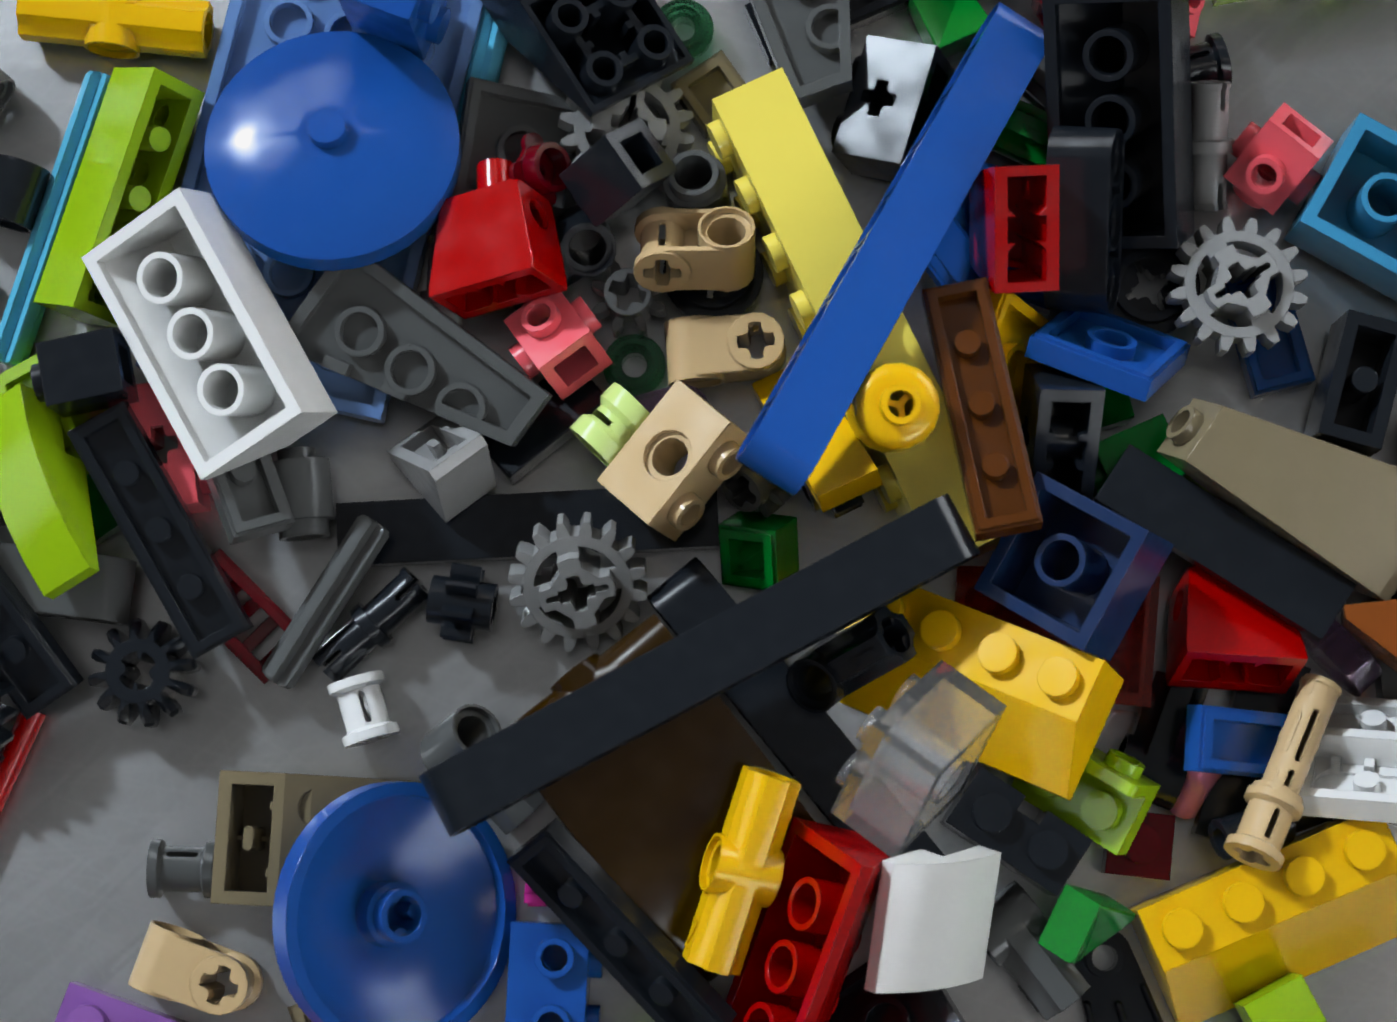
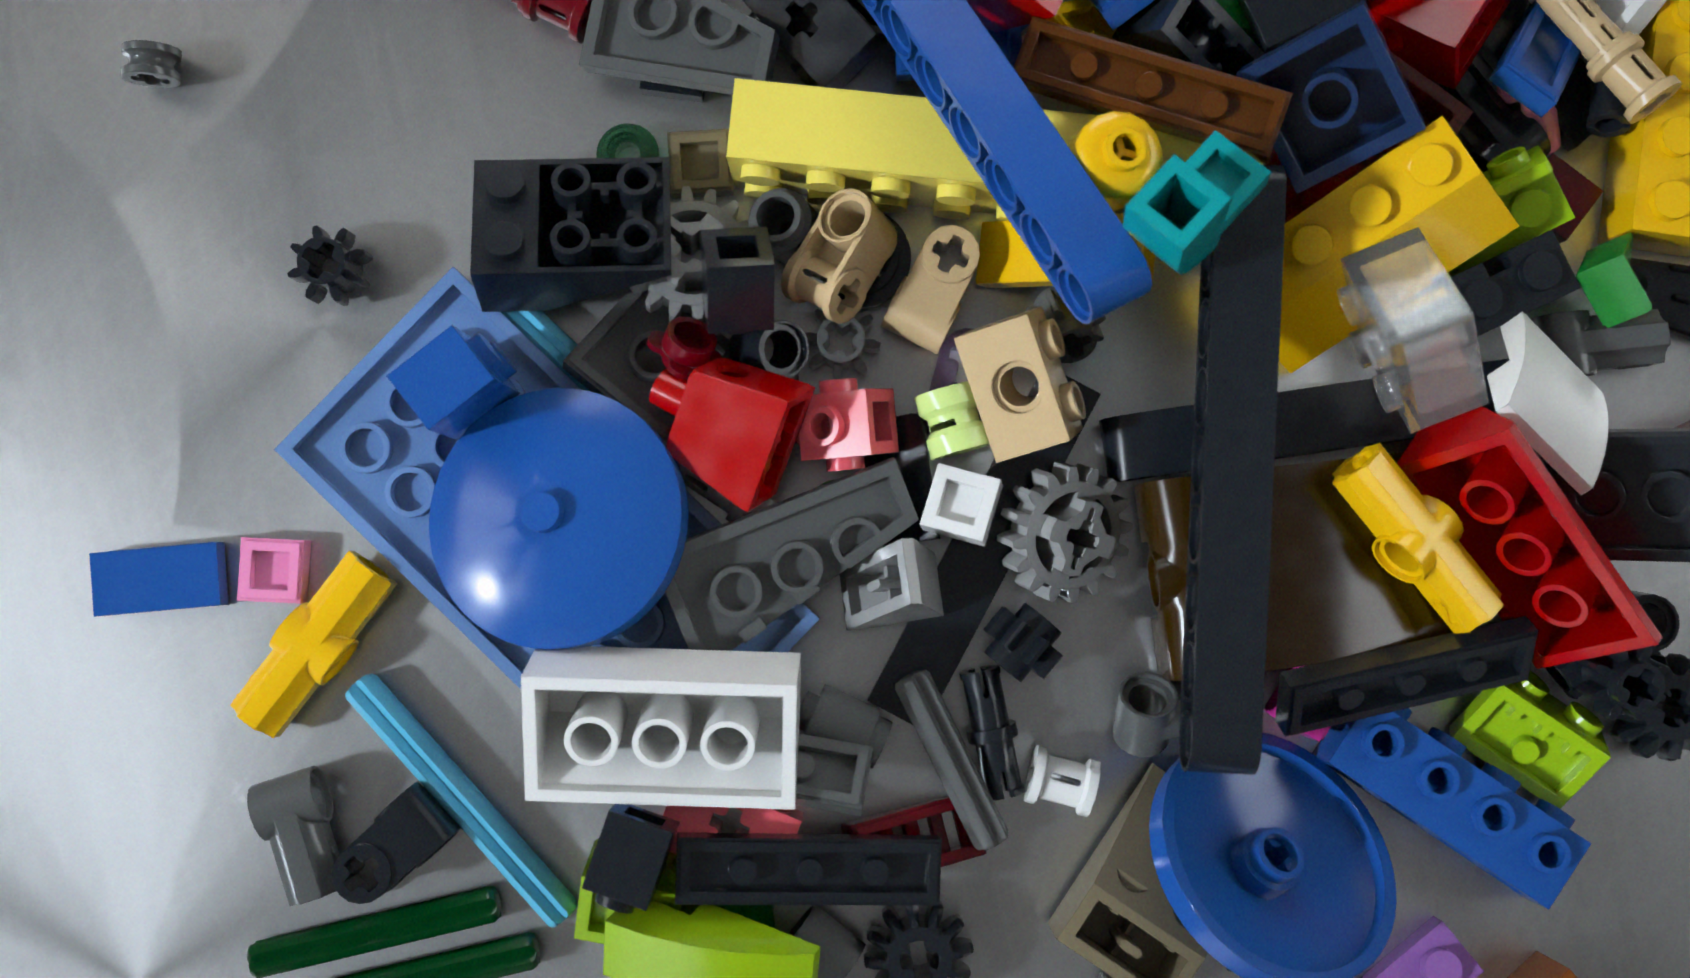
camera: 65 degrees left, 5 degrees up
(123, 173) = (467, 724): lime brick -> none
(545, 475) = (961, 504): none -> white tile
(636, 346) = (905, 354): clear green plate -> none
(758, 549) = (1125, 364): green slope -> none
(850, 660) = (1302, 315): black piece -> none
(875, 485) = (1194, 201): none -> teal brick

